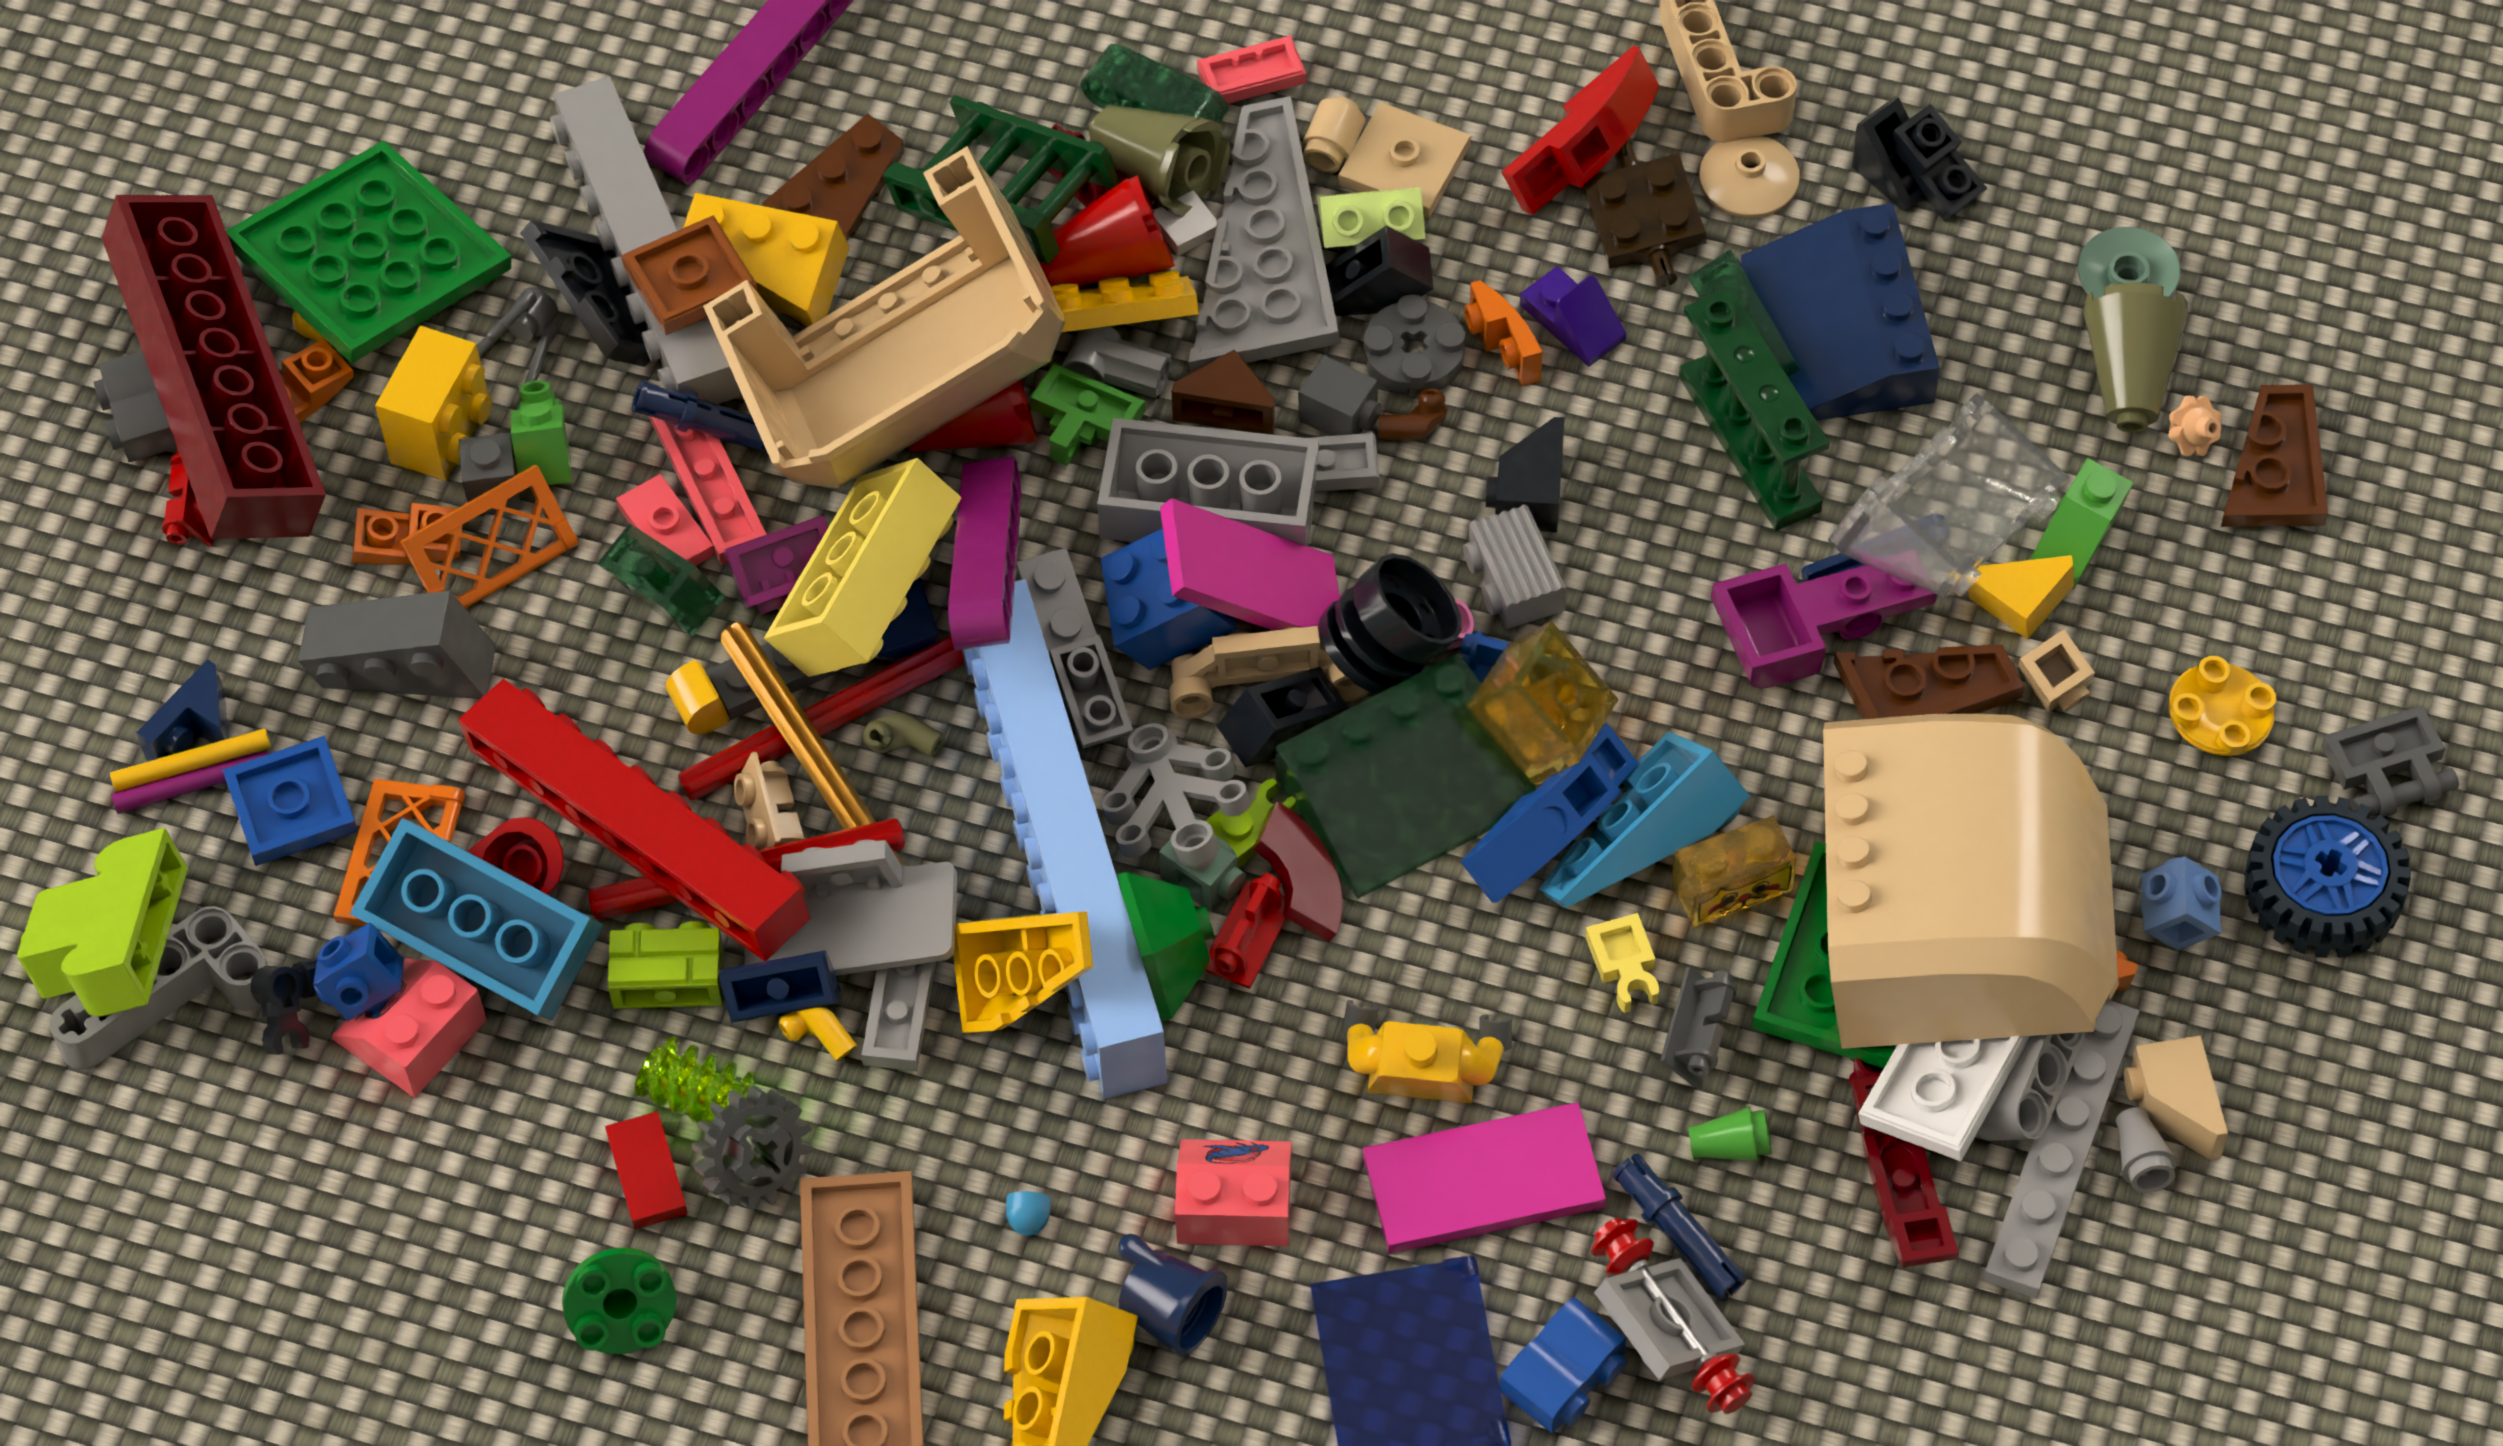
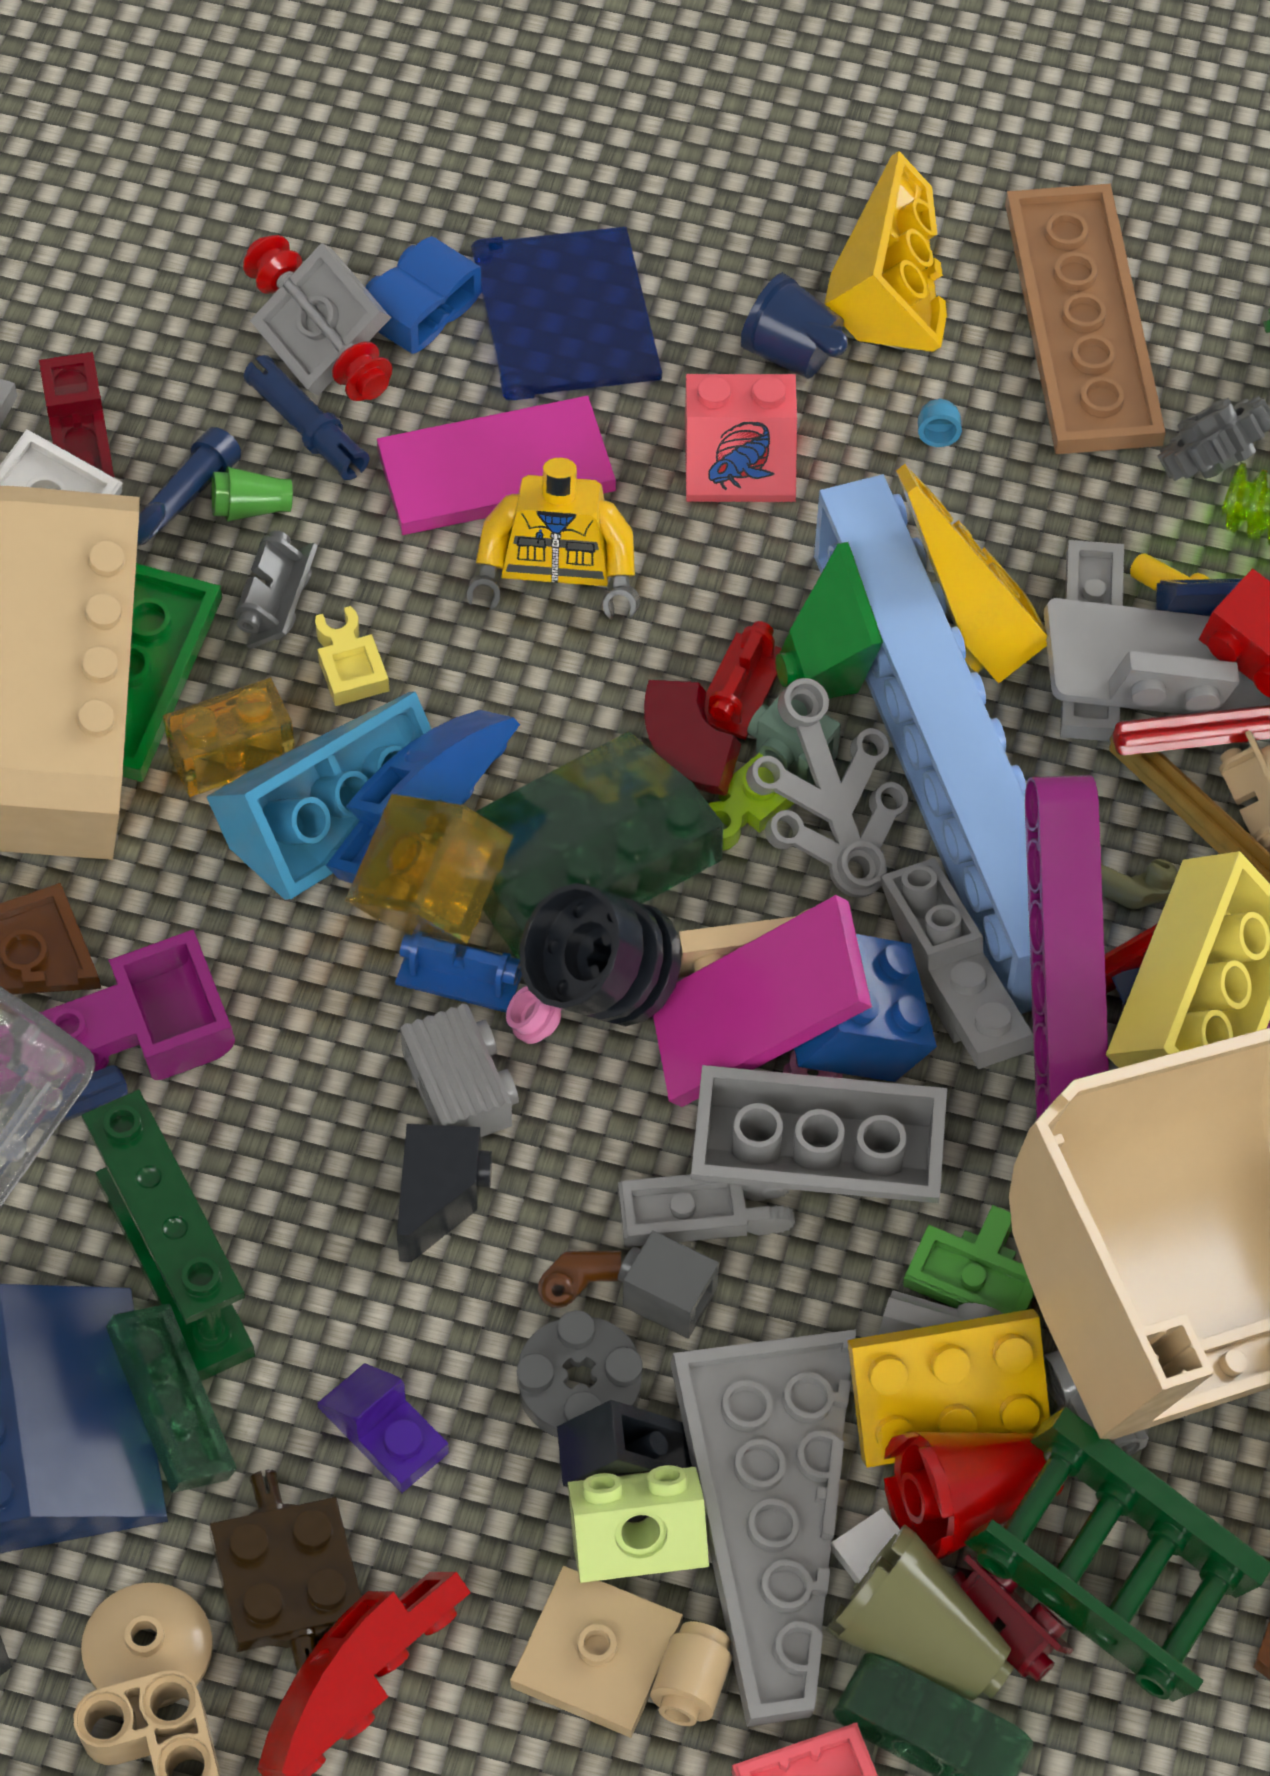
camera: 175 degrees right, 0 degrees up
(1224, 397) = (806, 1286): reddish brown slope -> none
(1277, 712) = (720, 884): black slope -> none
(1505, 329) = (471, 1387): orange slope -> none
(1773, 1177) = (209, 454): none -> dark blue plant

